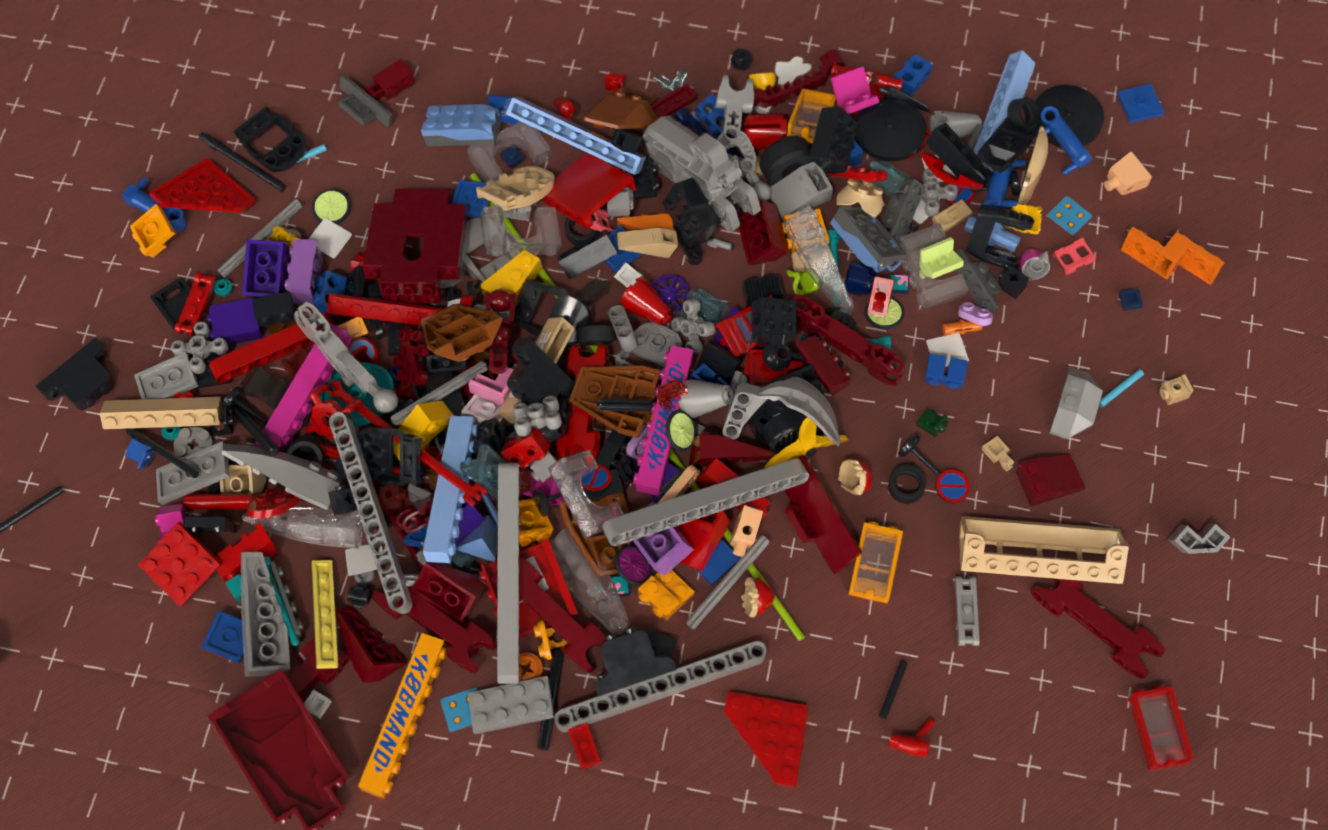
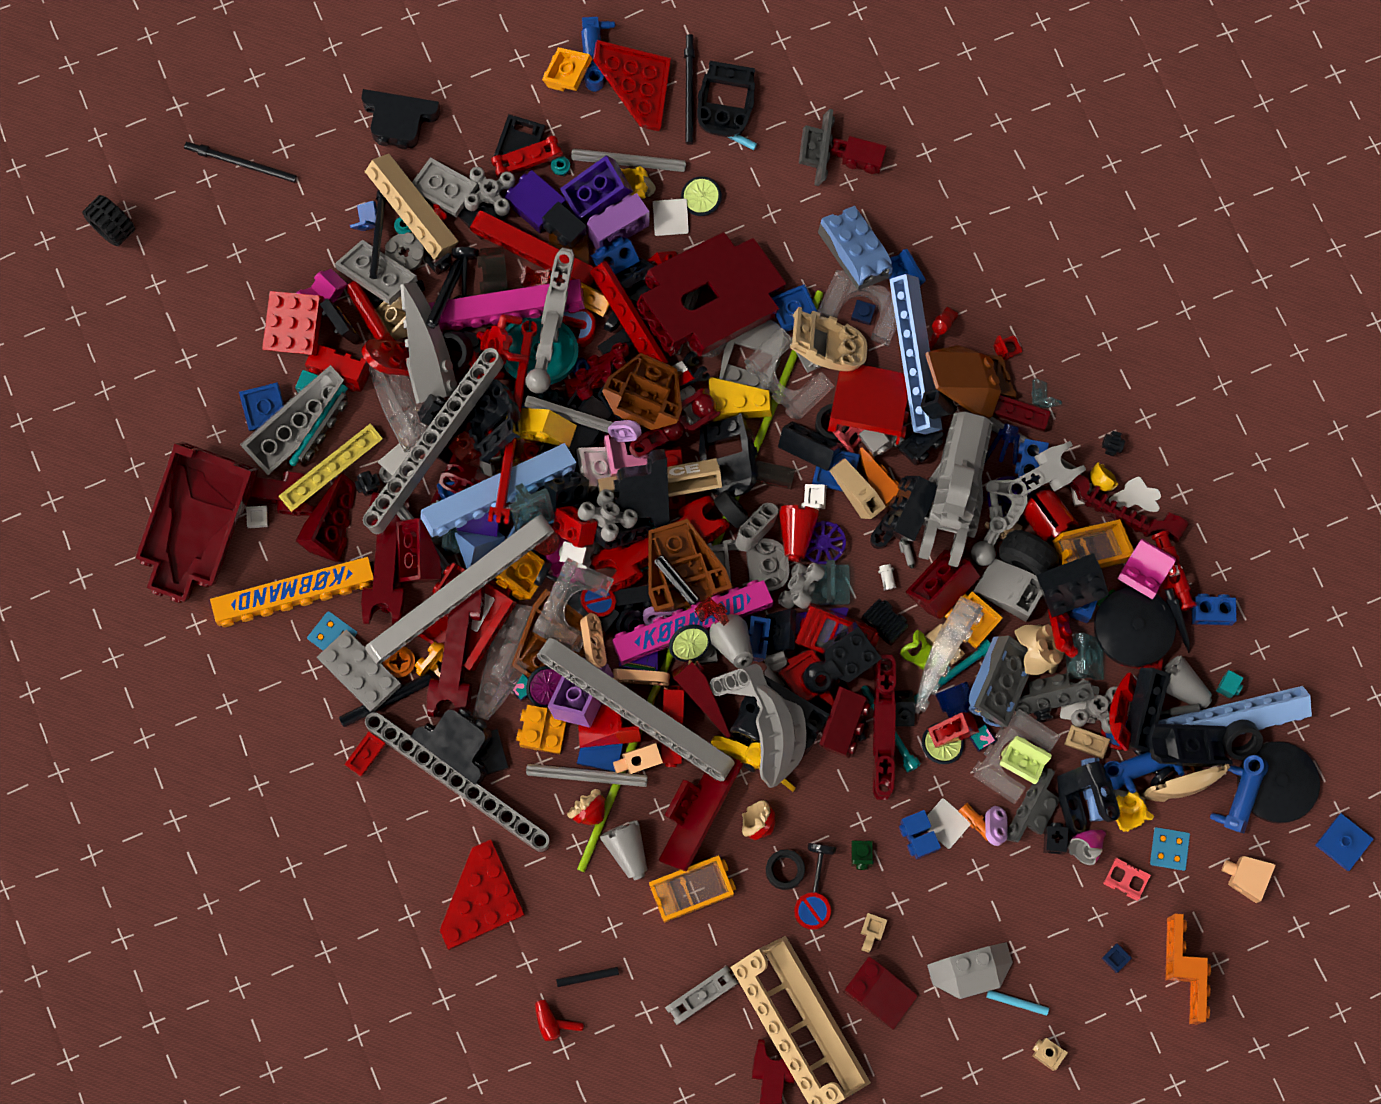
camera: 50 degrees right, 10 degrees up
(478, 362) = (624, 430): none -> lavender plate
(625, 498) = (590, 629): none -> light nougat beam
(729, 268) = (887, 577): none -> white pin
(810, 588) = (627, 849): none -> light grey cone
(974, 99) = (1230, 684): none -> teal plate

